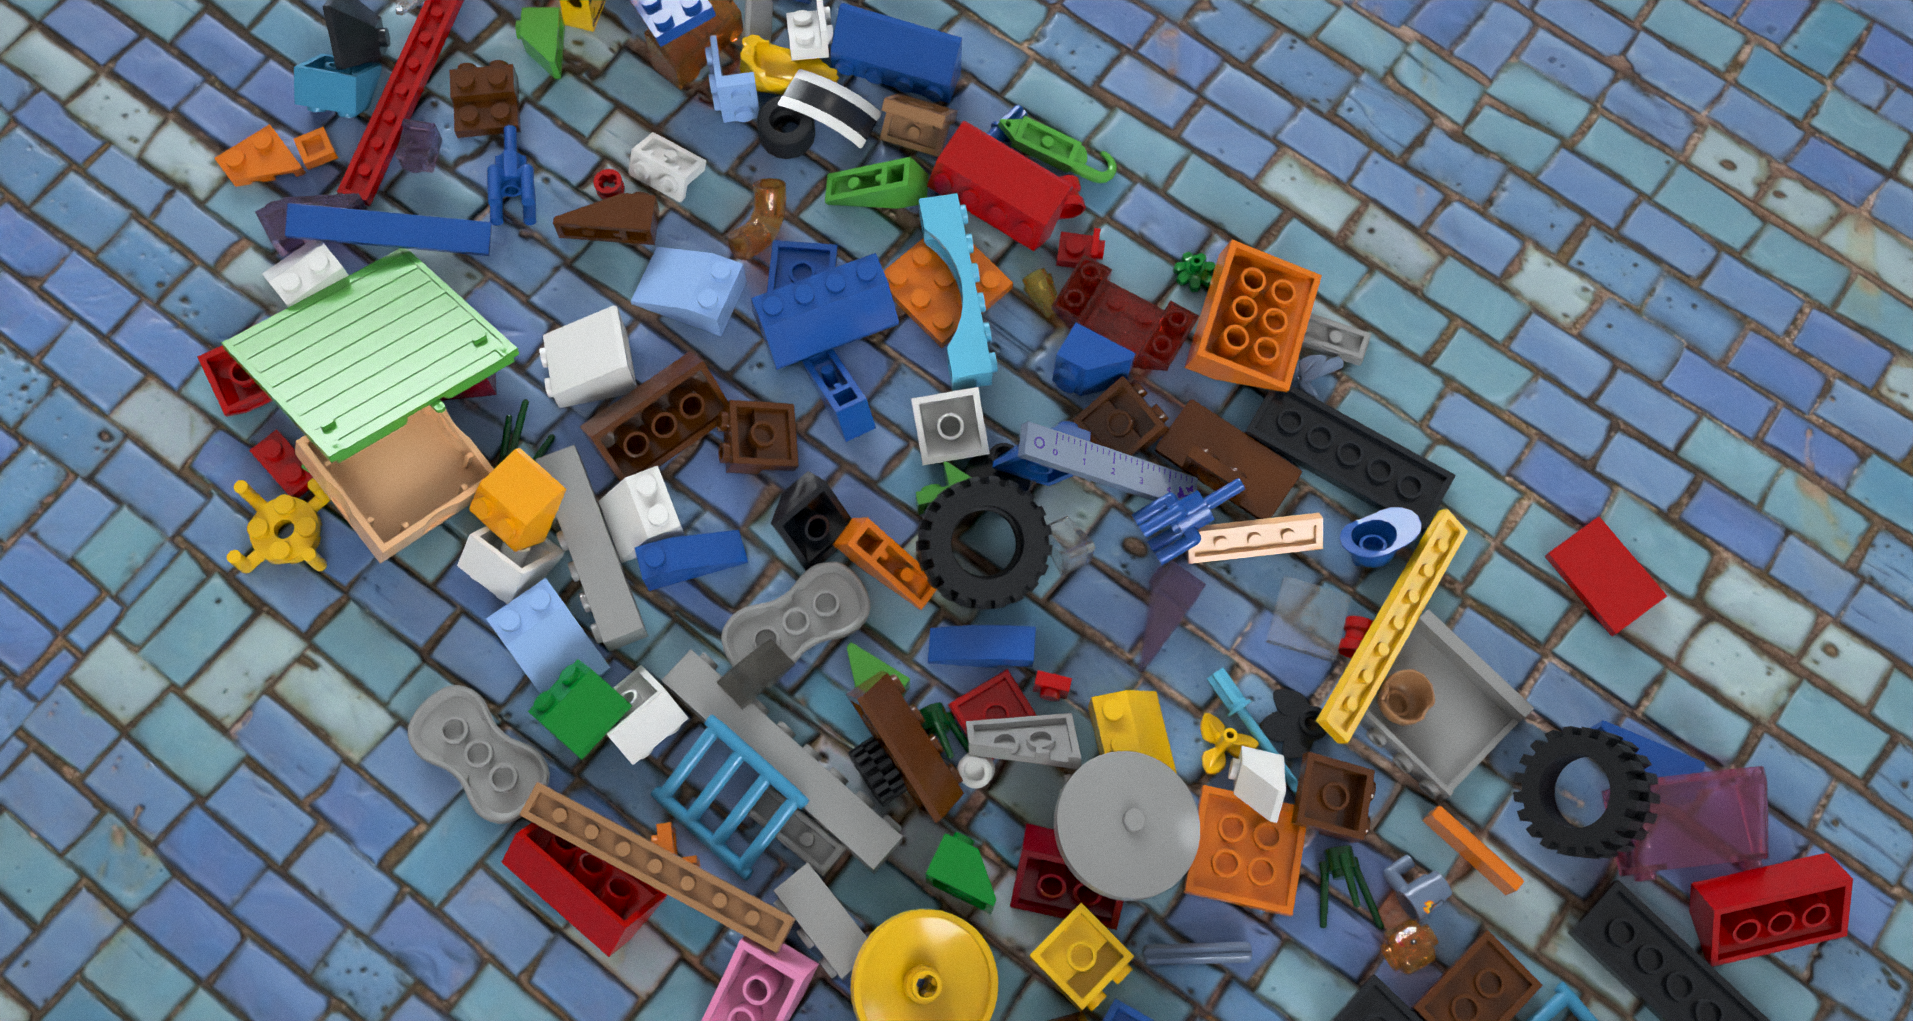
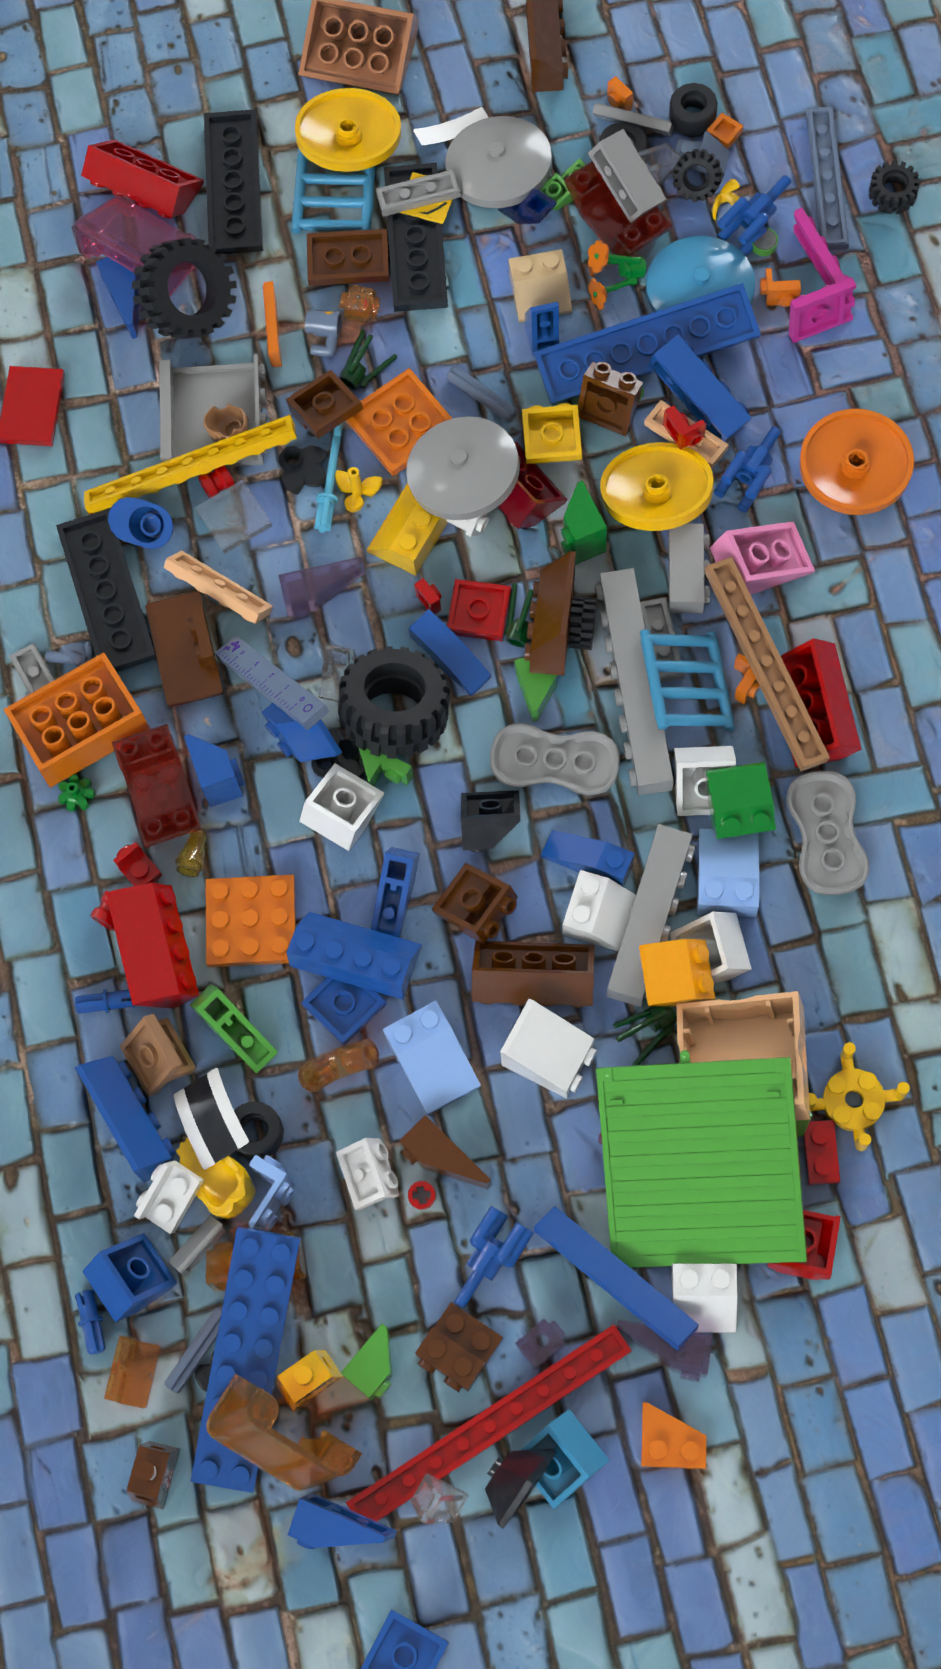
camera: 130 degrees left, 0 degrees up
(315, 148) = (620, 1411): orange plate -> none
(755, 673) = (607, 737): clear smoke slope -> none
(885, 560) = (464, 755): orange slope -> none
(944, 232) = (285, 840): medium azure arch -> none
(976, 770) = (518, 585): white tile -> none
(1027, 739) = (474, 568): light grey wing -> none
(1054, 148) = (82, 952): bright green plate -> none
(1123, 418) = (229, 720): reddish brown plate -> none
(1184, 518) = (252, 621): blue plant -> none
(1259, 781) = (358, 441): white slope -> none

